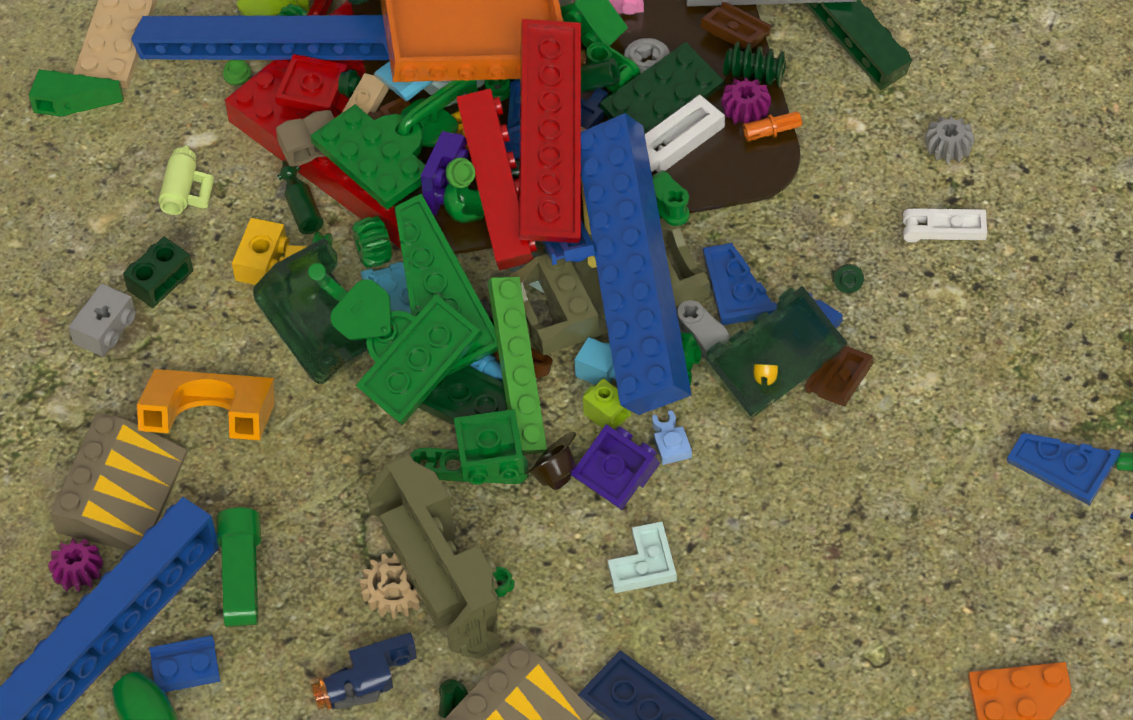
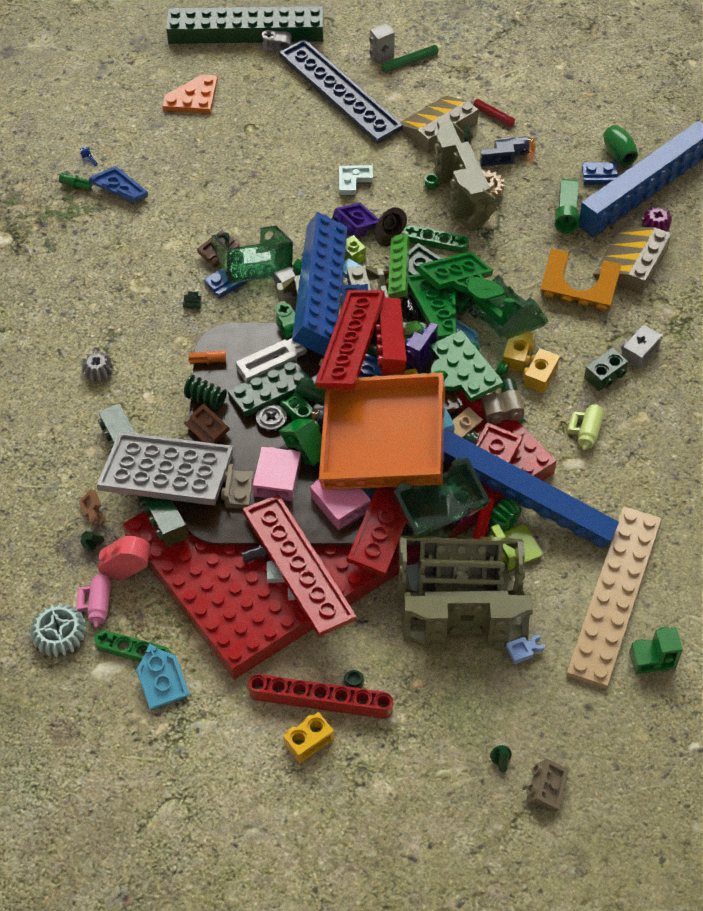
camera: 170 degrees left, 0 degrees up
(67, 93) = (661, 501): green slope -> none
(489, 446) = (423, 228): green plate -> none
(734, 287) = (258, 301): blue wing -> none
(746, 101) = (218, 371): magenta gear -> none
(763, 370) = (256, 248): yellow hinge -> none
(944, 224) = (123, 318): white plate -> none

